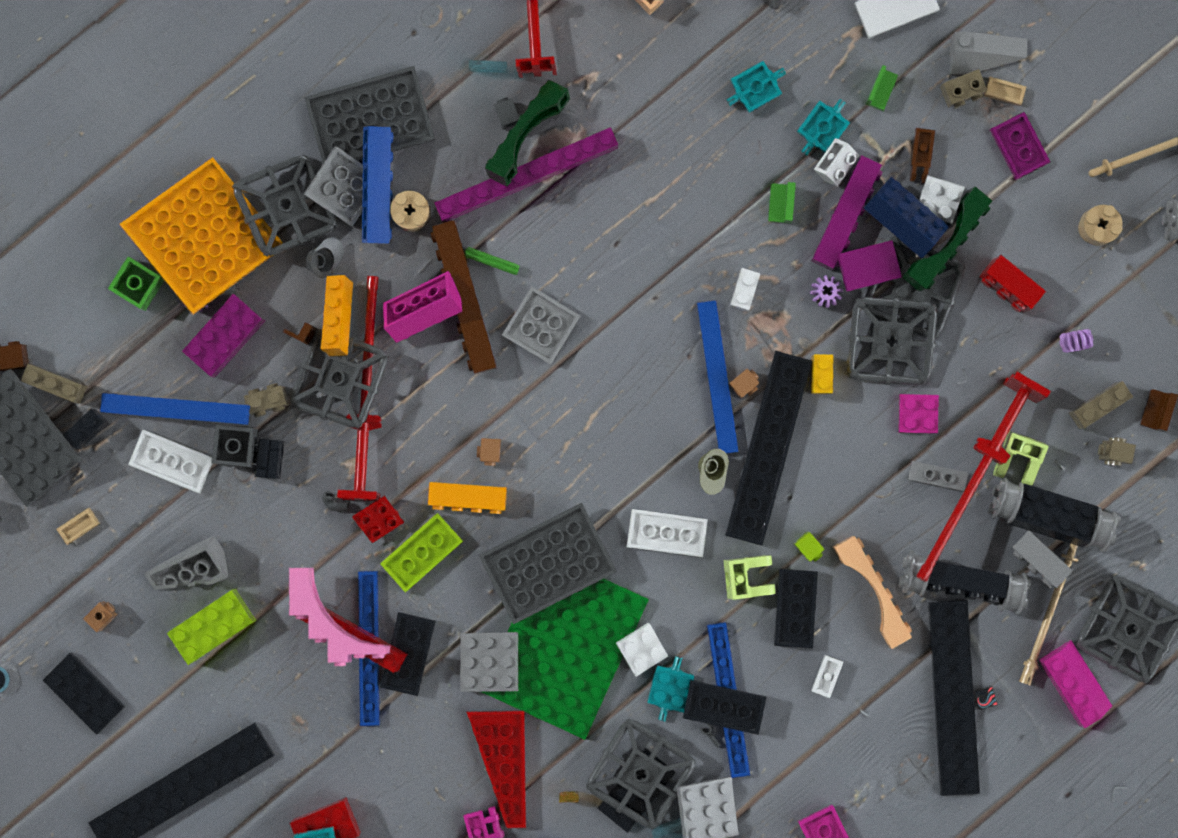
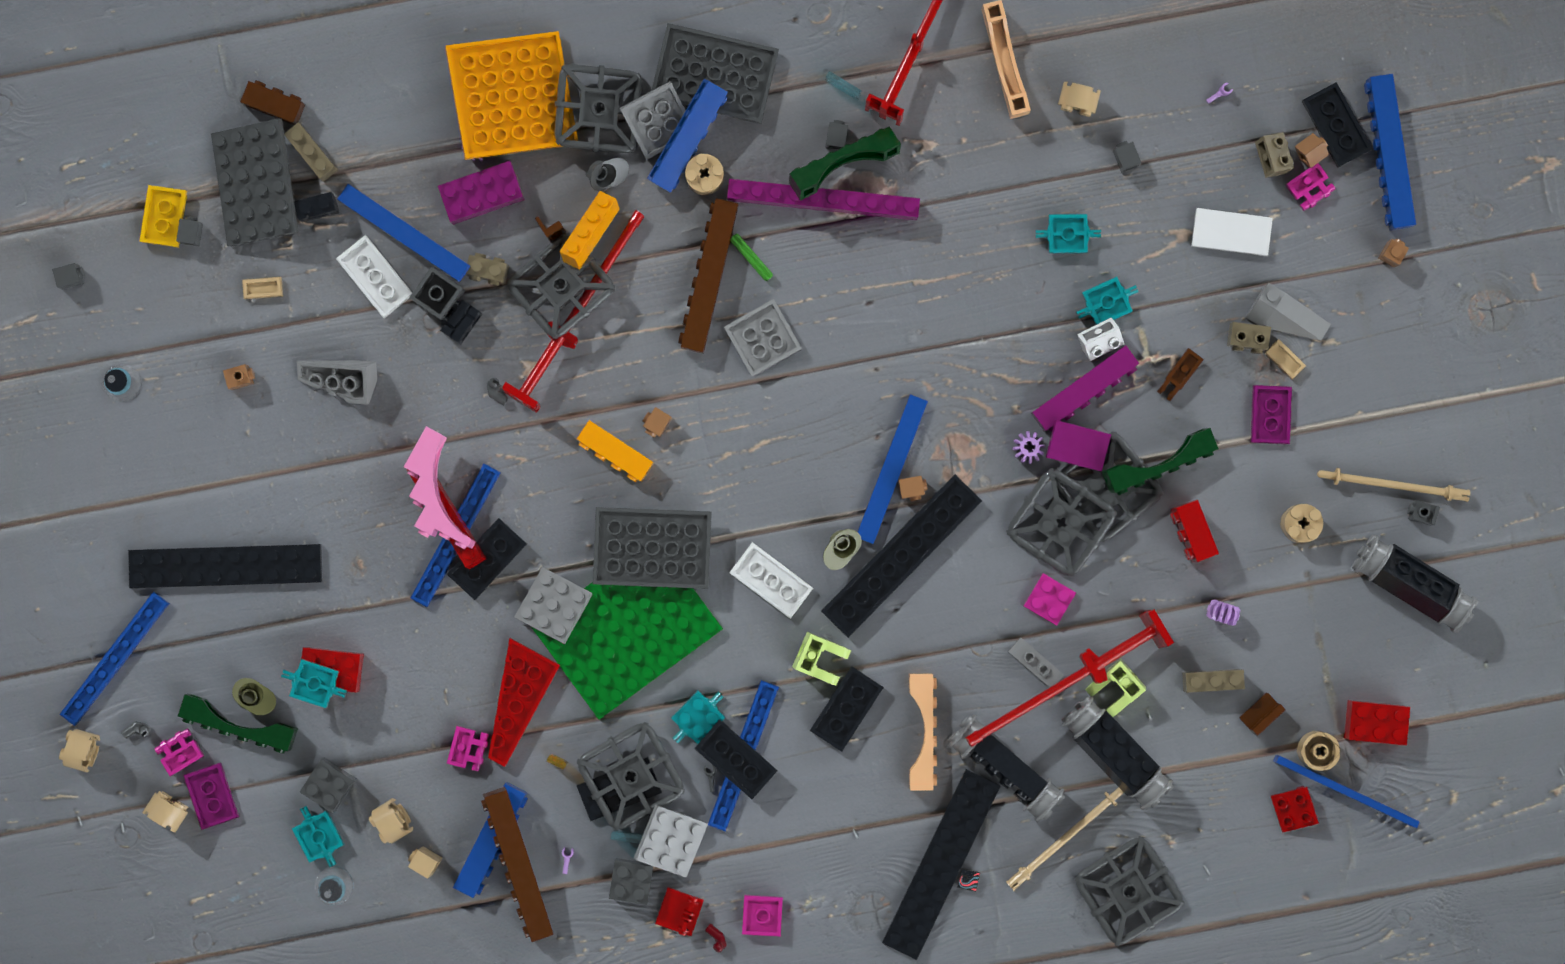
camera: 30 degrees right, 0 degrees up
(84, 693) = (186, 435): black plate -> none
(136, 283) = (431, 105): bright green brick -> none
(211, 626) = (330, 440): lime brick -> none
(378, 519) = (526, 427): red hinge -> none
(421, 307) = (667, 264): dark pink slope -> none
(421, 552) = (547, 477): lime plate -> none
(641, 649) = (692, 669): white plate -> none
(744, 290) = (957, 406): white brick -> none
(781, 202) = (1033, 348): bright green panel -> none
(809, 547) = (888, 662): lime brick -> none
(822, 374) = (984, 517): yellow brick -> none
(827, 676) = (840, 783): white plate -> none
(881, 89) = (1177, 297): bright green panel -> none
(906, 217) = (1134, 421): dark blue brick -> none
(941, 197) = (1173, 422): white plate -> none
(1041, 560) = (1083, 786): light grey brick -> none
(1076, 684) = (1054, 912): dark pink slope -> none
(1116, 452) = (1203, 729): dark tan brick -> none

